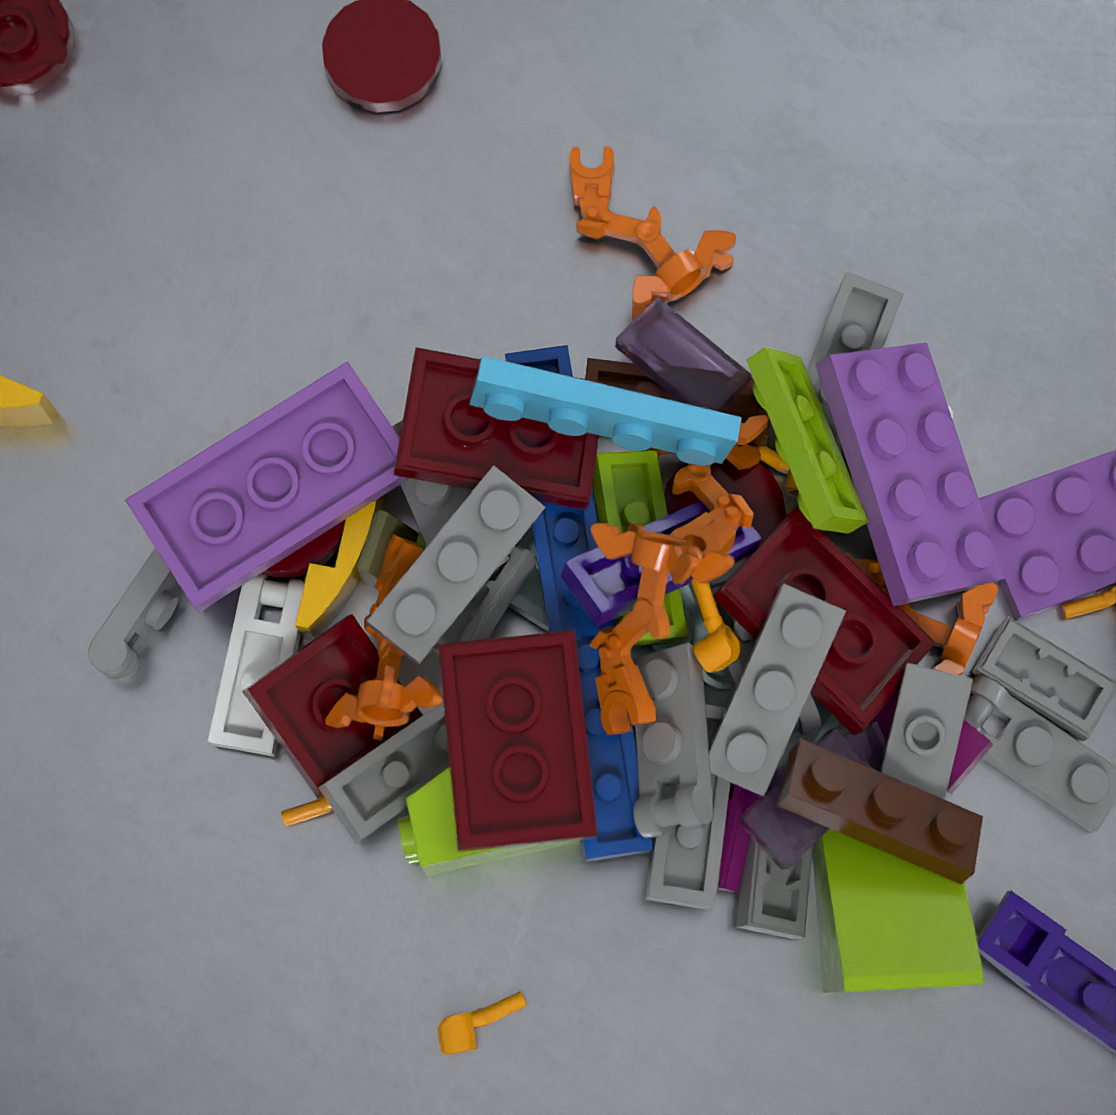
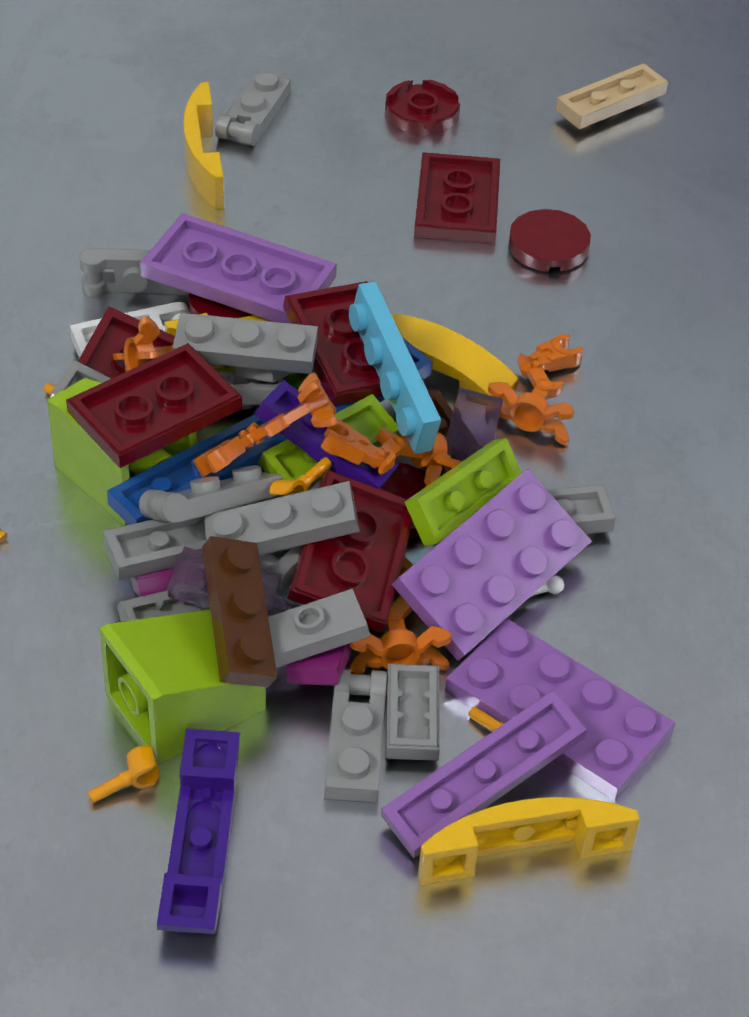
camera: 60 degrees right, 30 degrees down
(229, 109) = (458, 198): none -> dark red tile
(520, 312) = (455, 354): none -> yellow slope
(970, 1012) = (141, 773): none -> light orange hand

